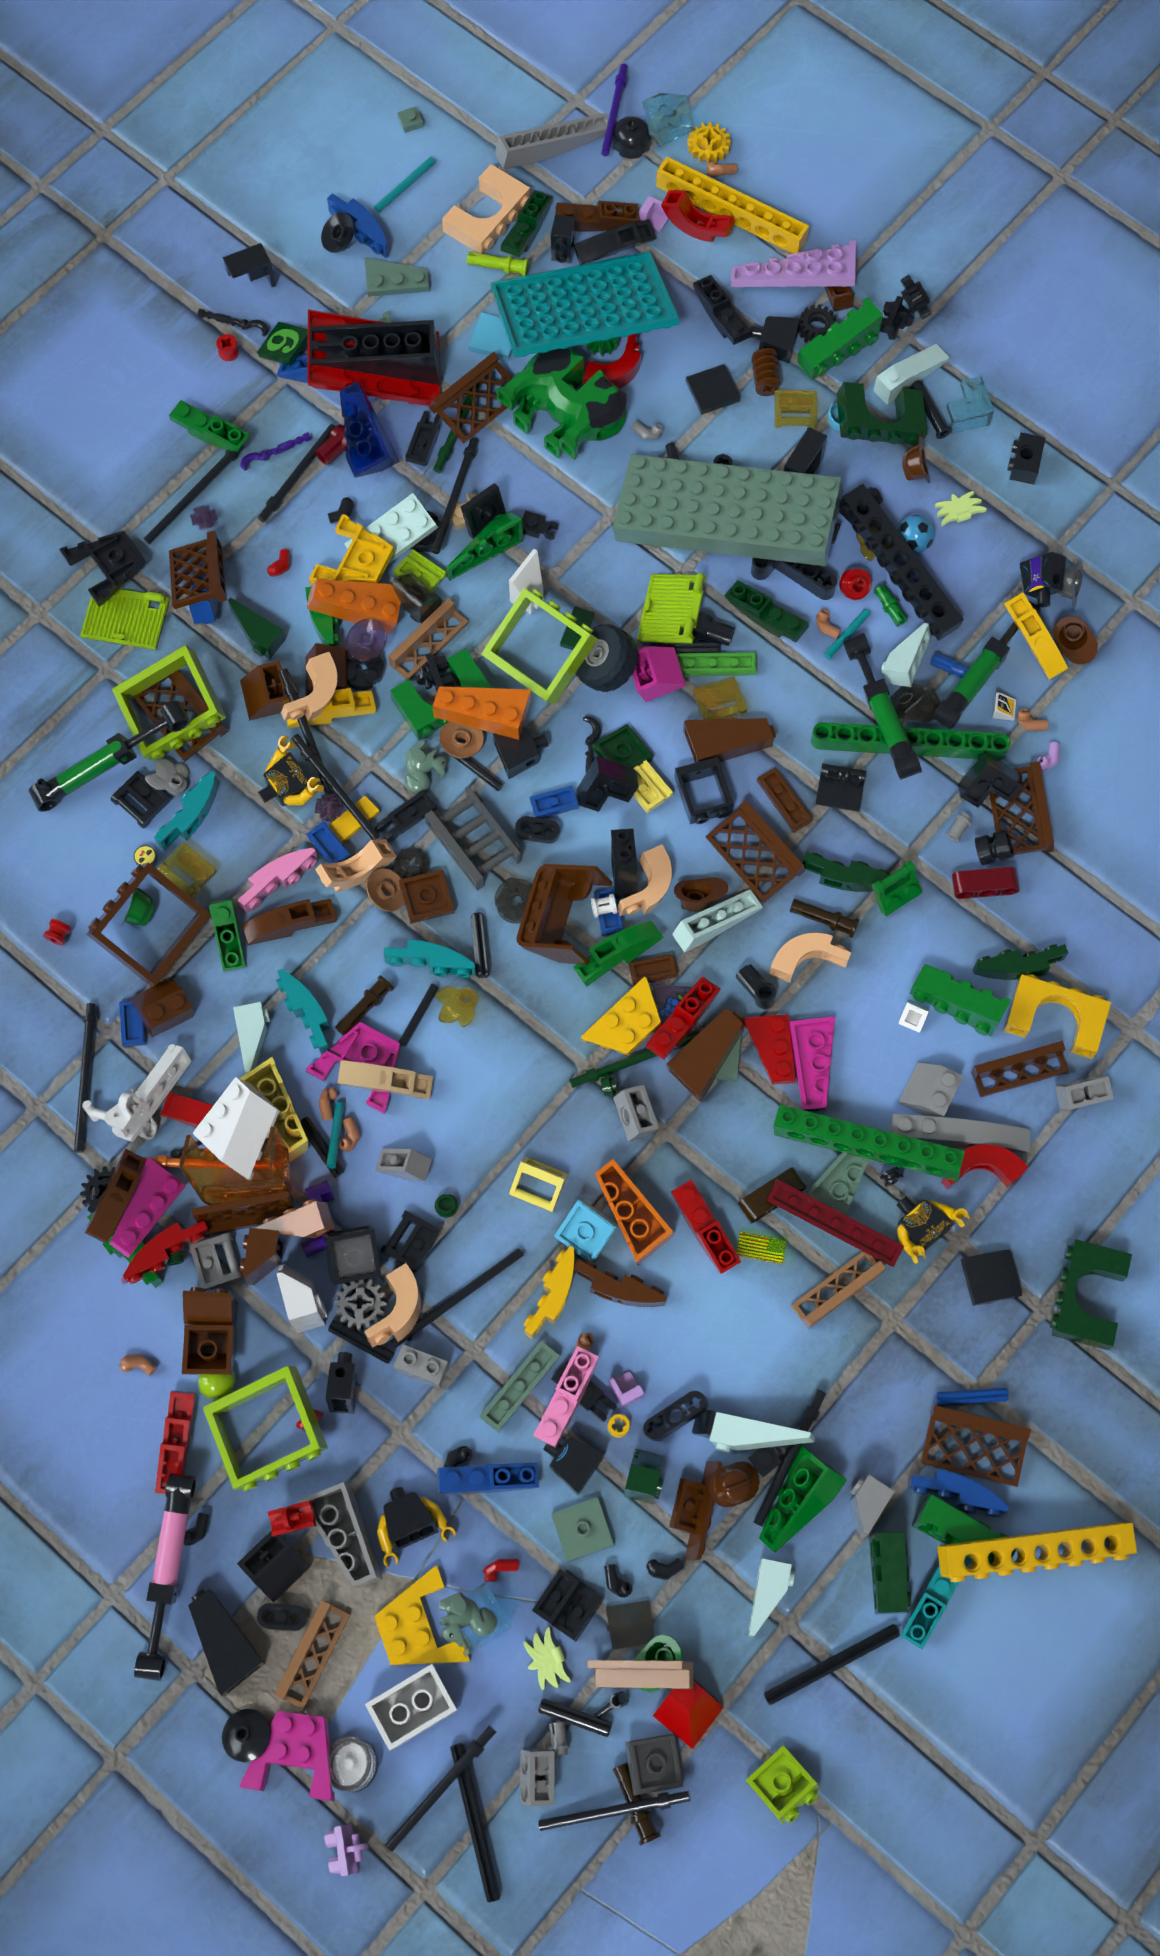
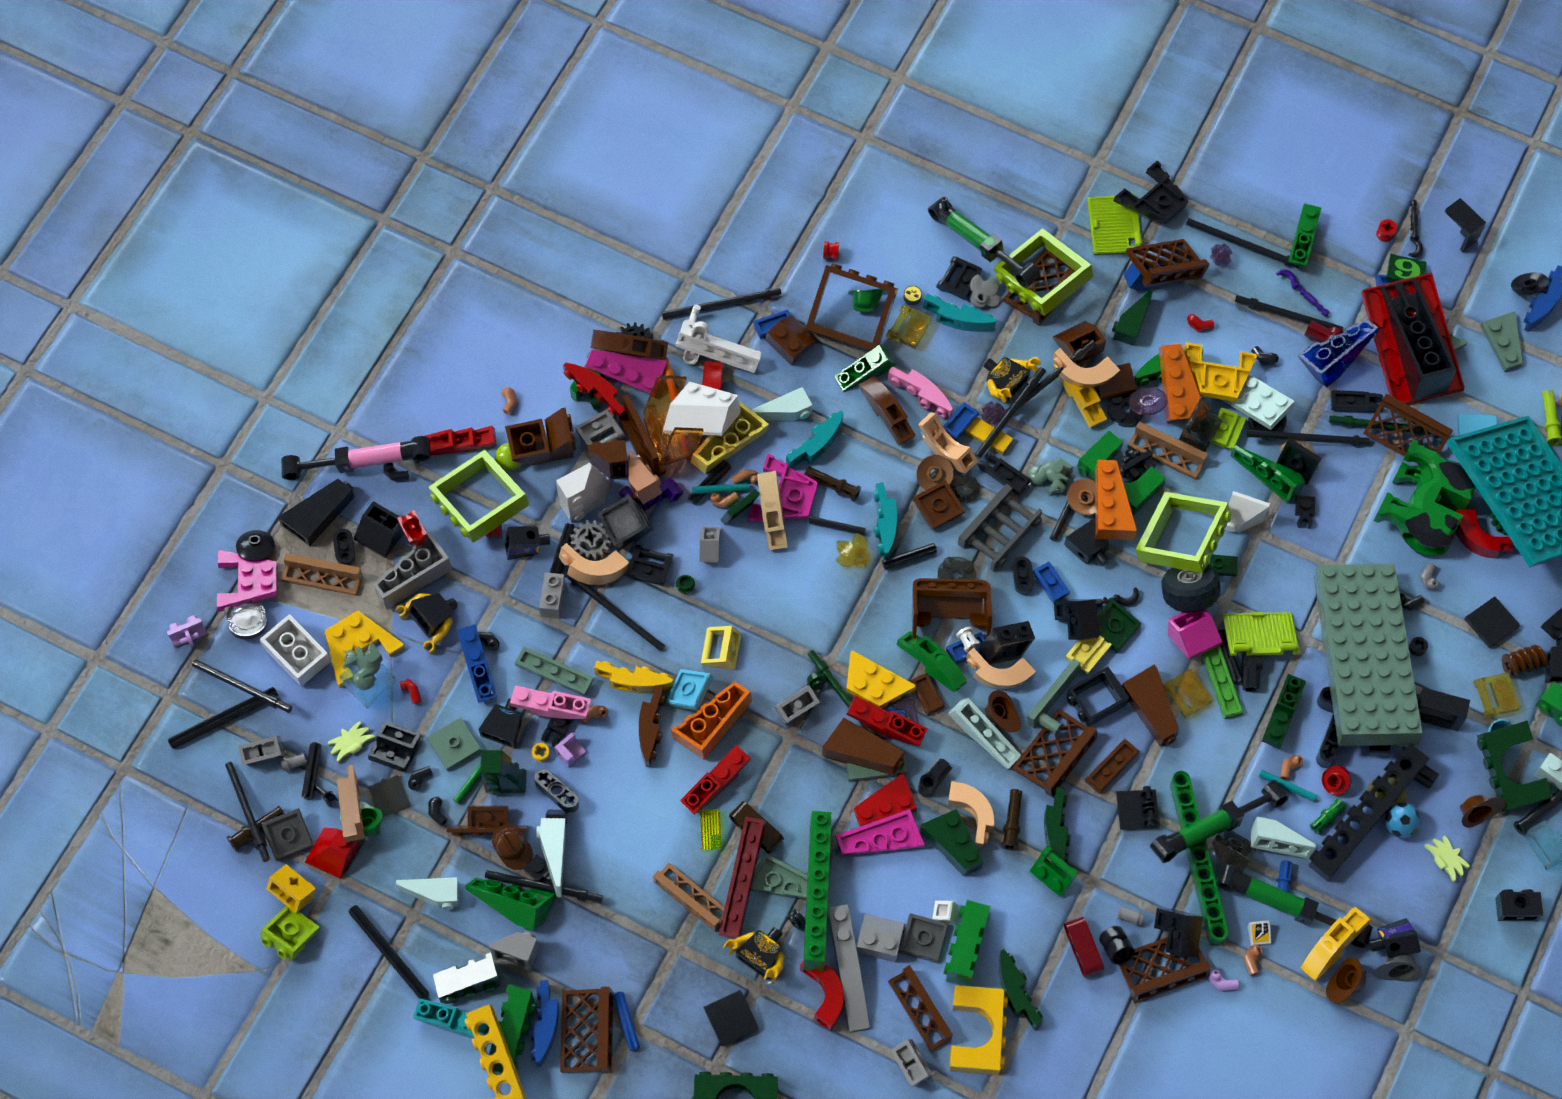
camera: 75 degrees right, 5 degrees down
(370, 1116) = (740, 507): none -> dark green tile
(632, 1514) = (468, 785): none -> green bar
(709, 857) = (1038, 713): none -> sand green piece
(741, 1771) = (291, 888): none -> yellow brick
(839, 982) = (953, 841): none -> dark green wedge
(939, 1044) = (923, 938): none -> dark grey tile

